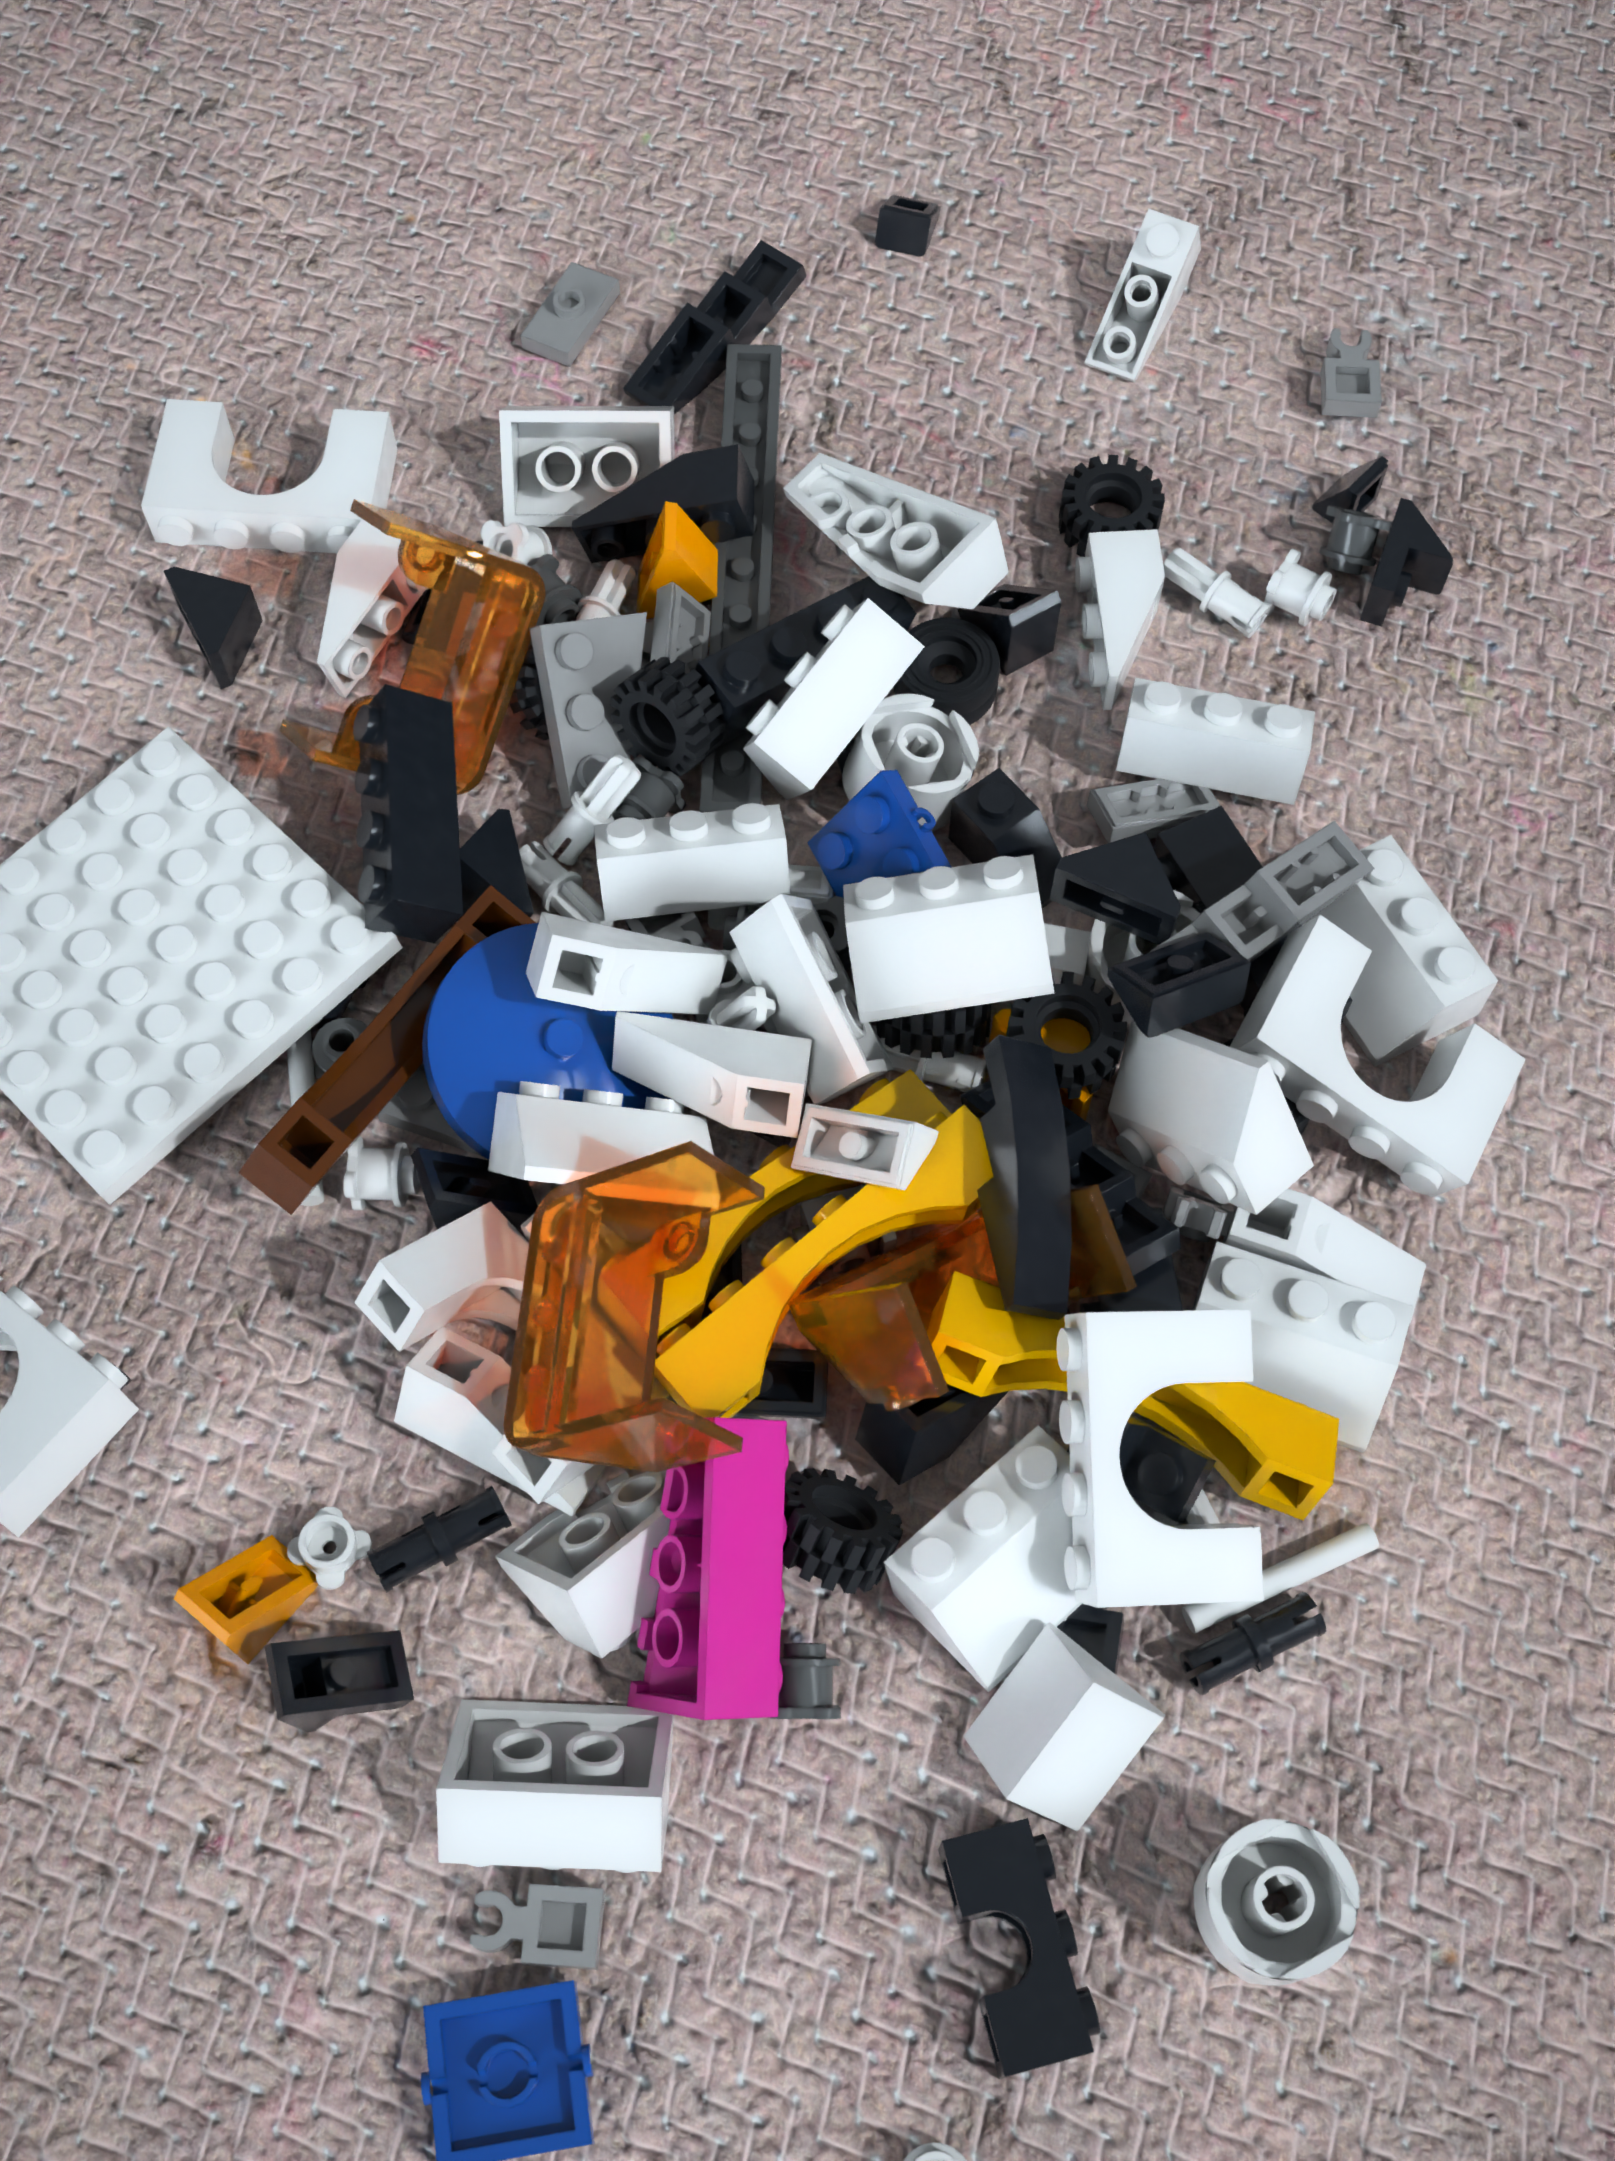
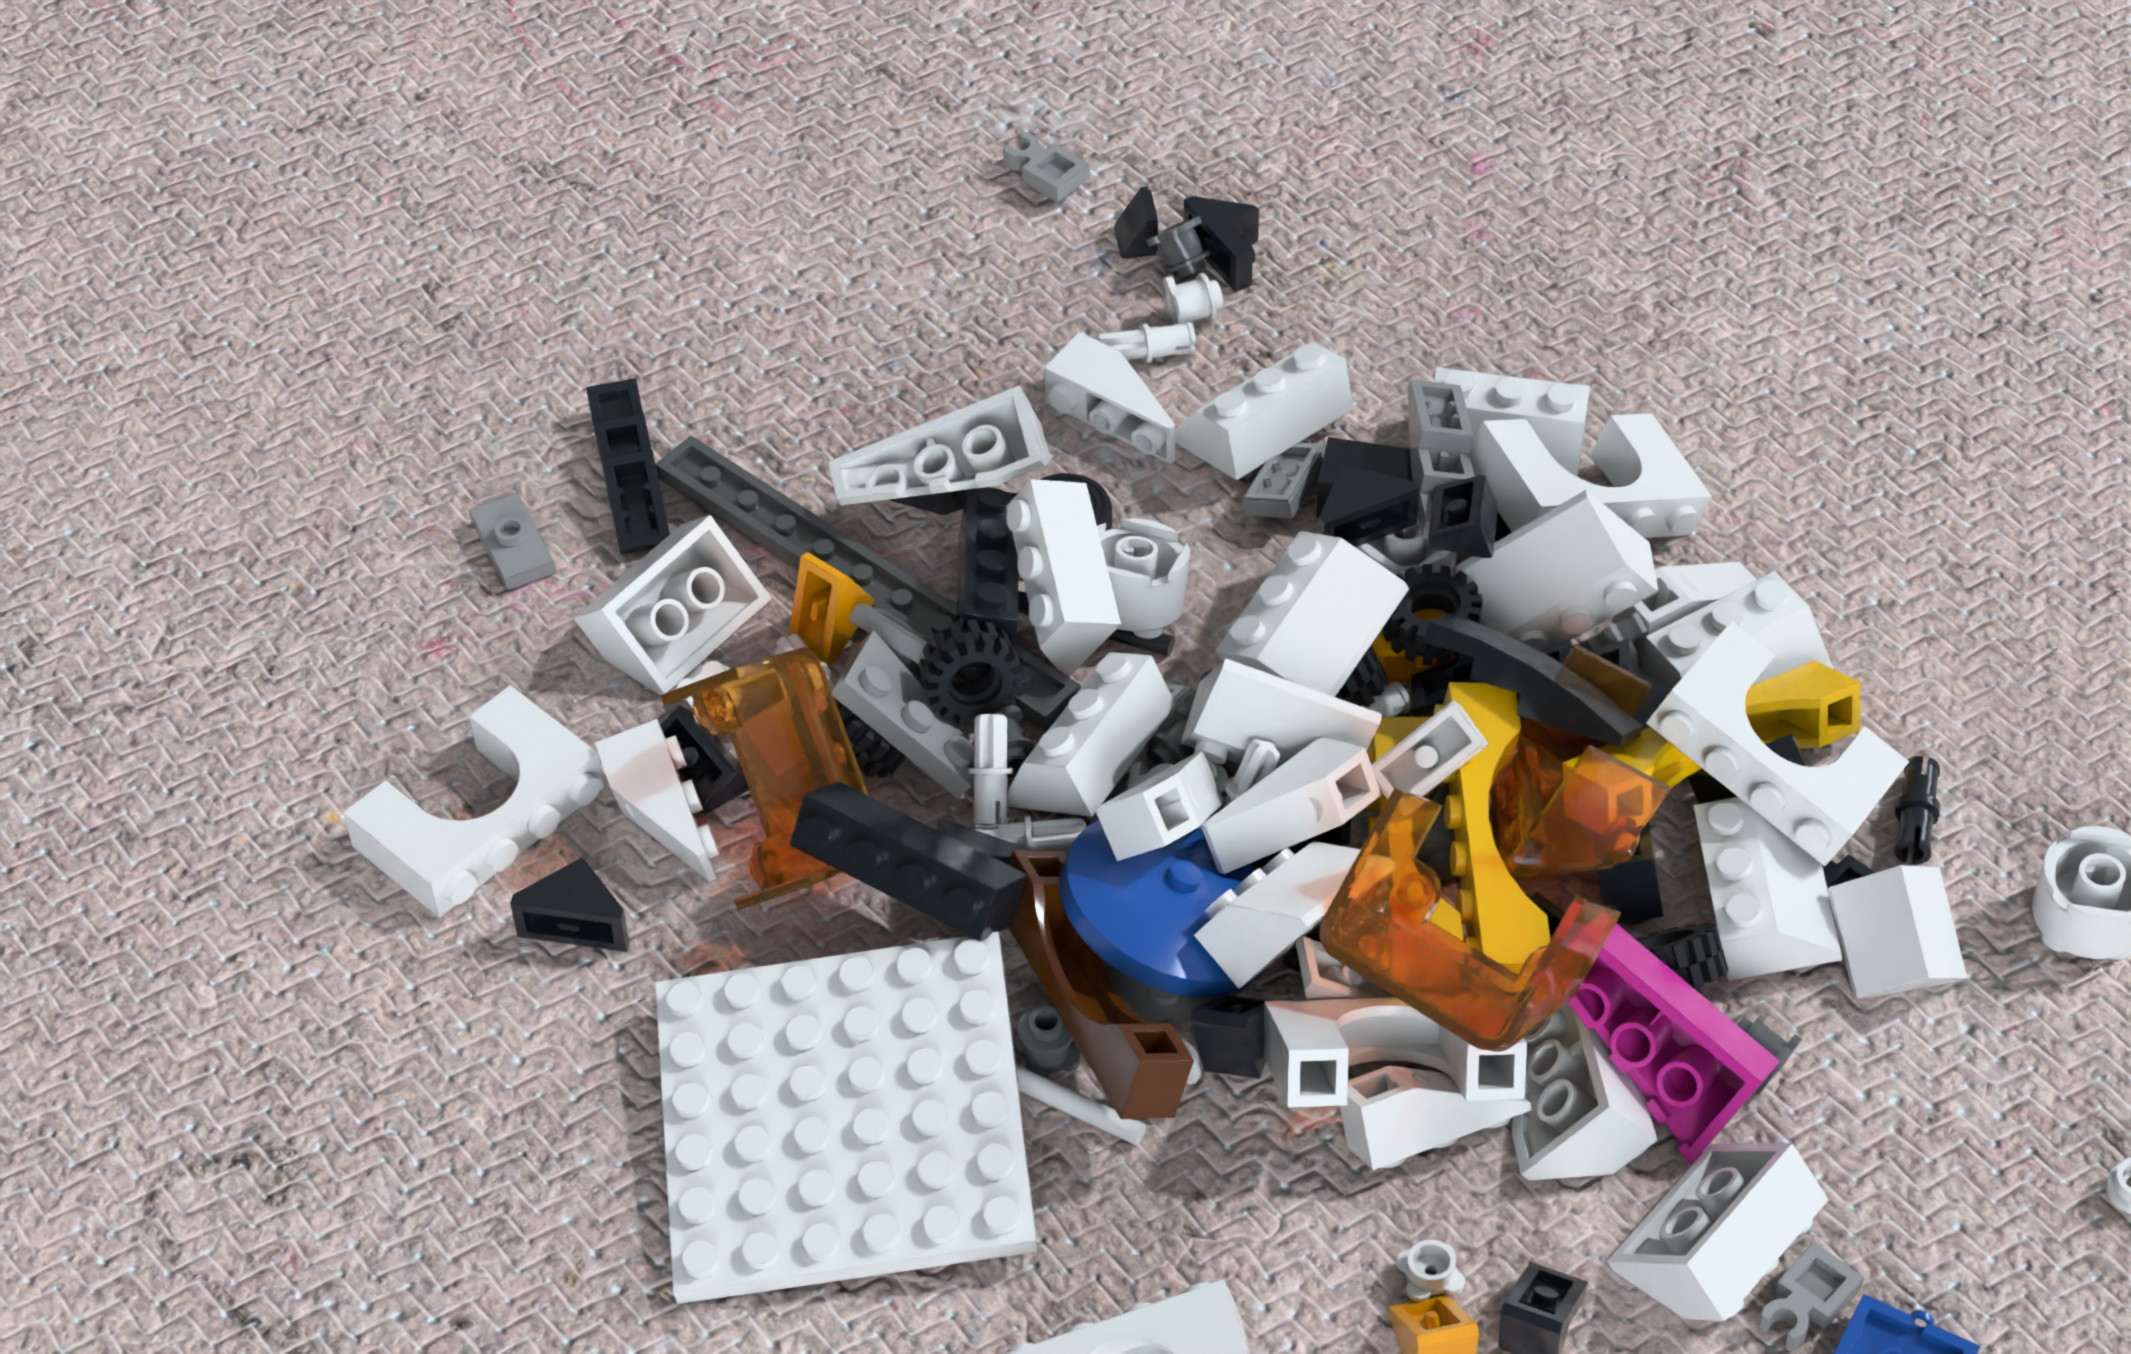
camera: 50 degrees left, 15 degrees down
(438, 1539) = (1479, 1202): black pin -> none
(708, 486) = (773, 570): black slope -> none
(877, 836) = (1188, 621): blue plate -> none
(906, 225) = (648, 308): black slope -> none
(1000, 820) = (1227, 565): black slope -> none
(1005, 1878) = (1982, 1024): black arch -> none
(1019, 622) = (1070, 448): black slope -> none
(1108, 484) = (1014, 334): black tyre -> none
(1145, 295) = (865, 221): white slope -> none
(1289, 1574) = (1890, 733): white bar -> none

